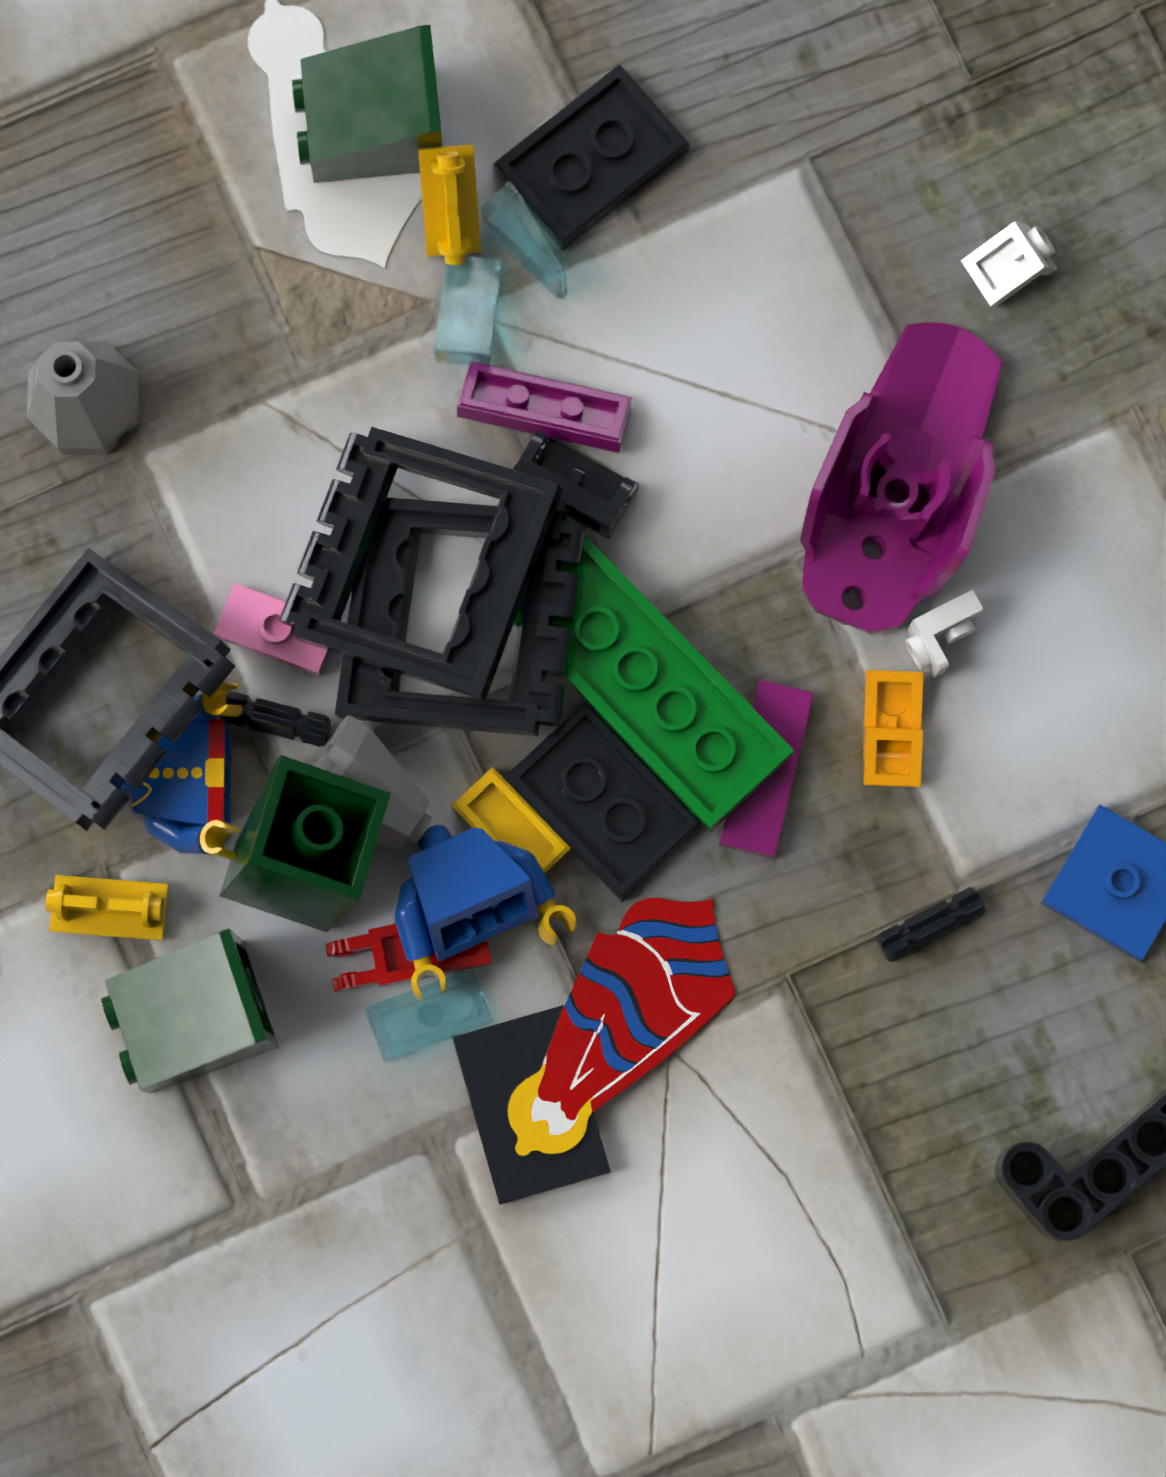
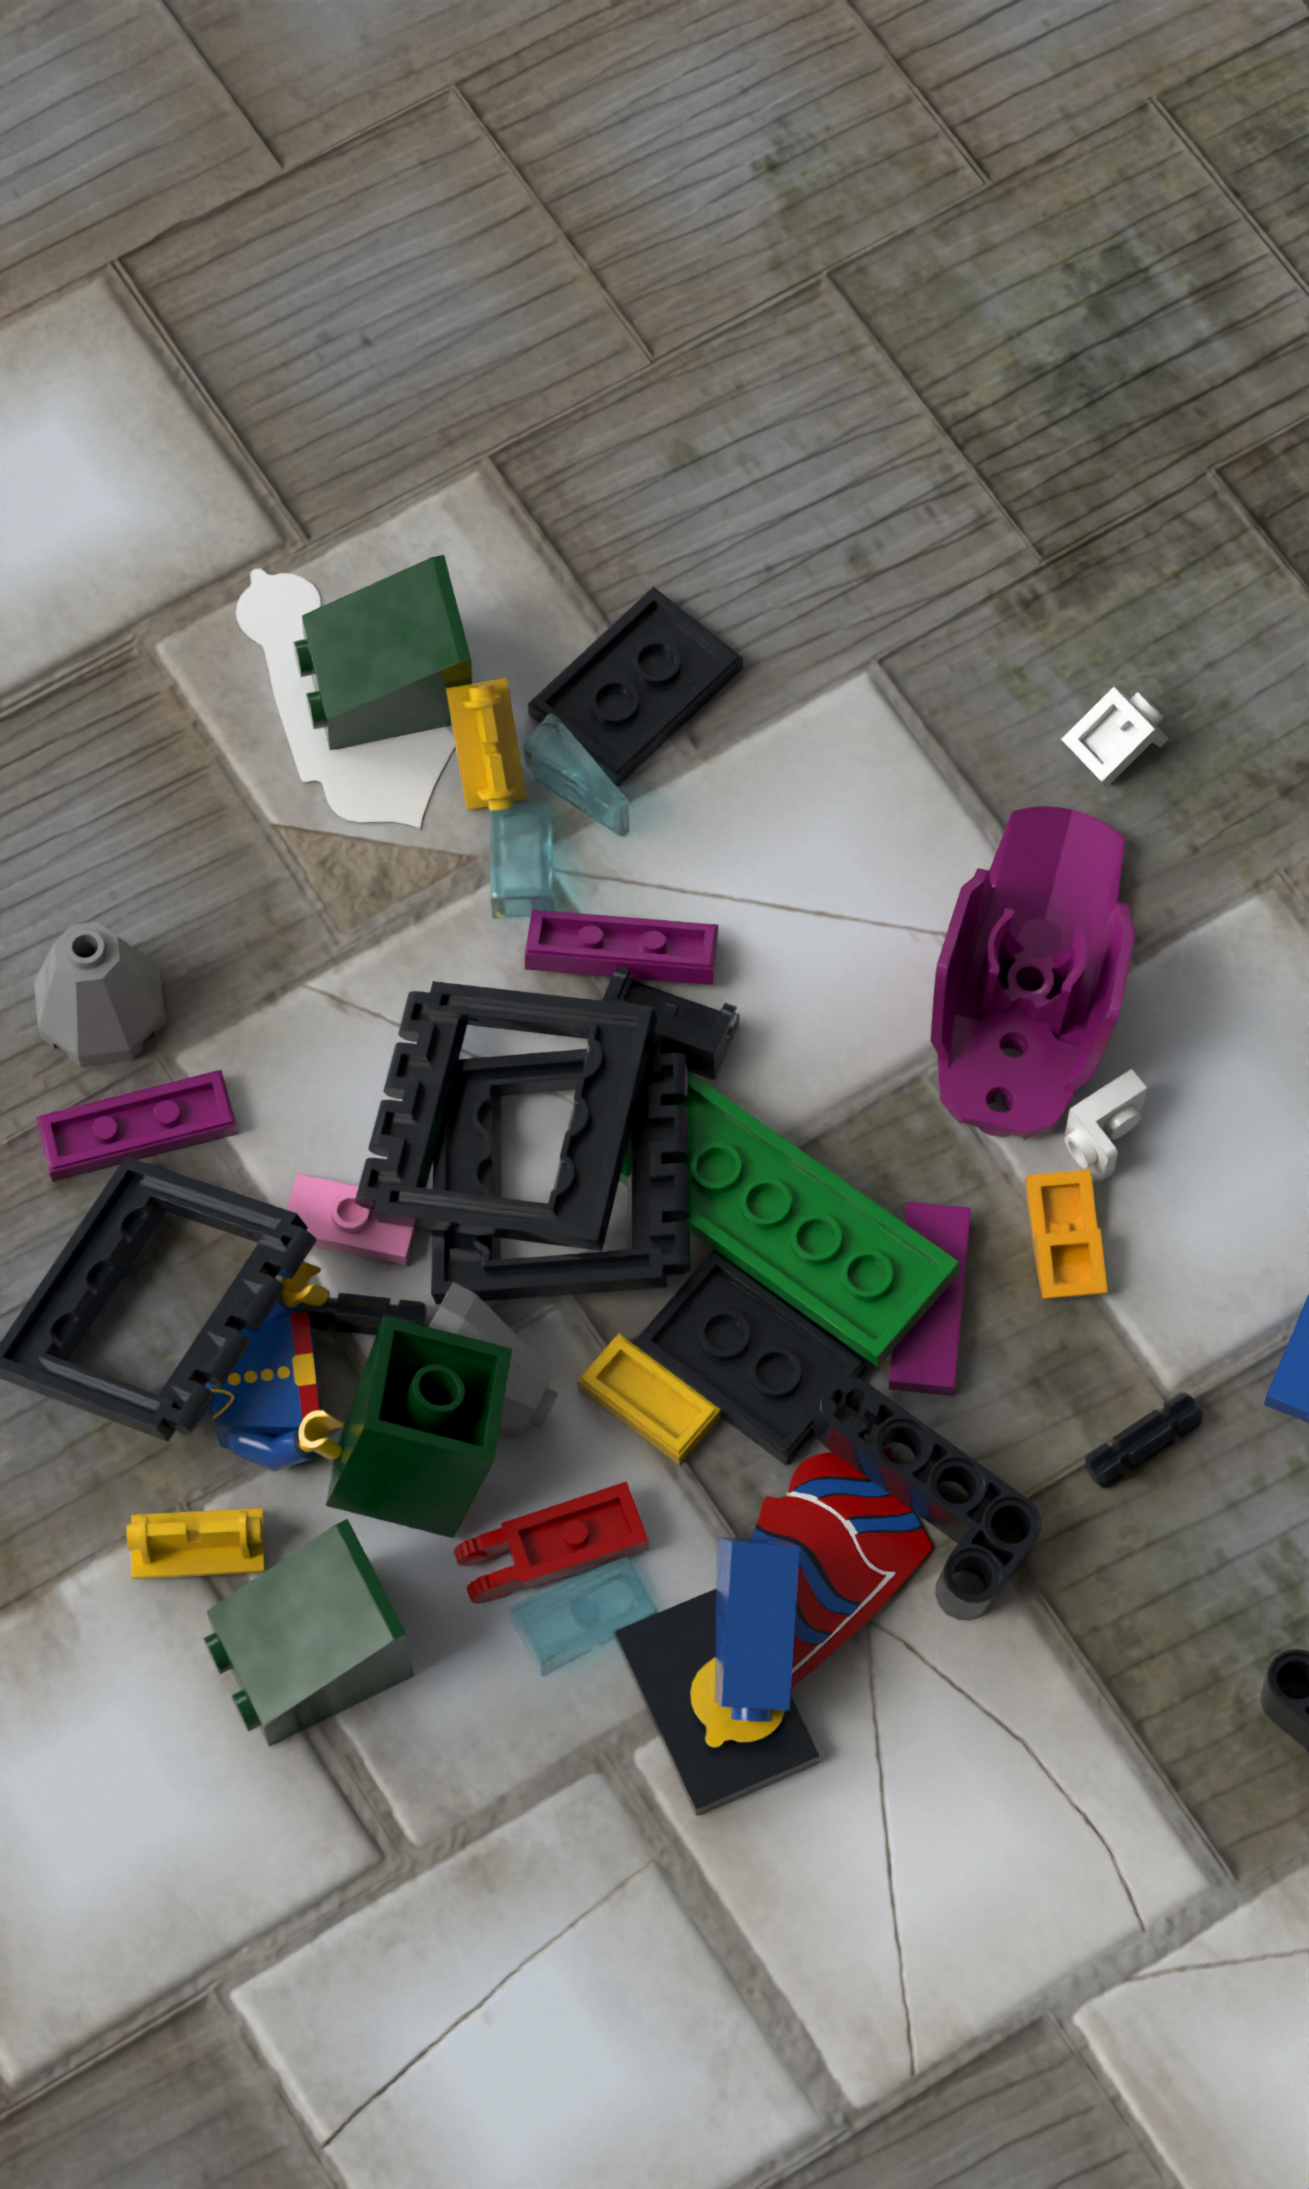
camera: 10 degrees left, 15 degrees down
(102, 517) = (136, 1125): none -> magenta tile
(467, 893) = (612, 1463): blue torso -> none
(570, 1057) = (755, 1626): none -> blue slope
(730, 947) = (917, 1489): none -> black beam

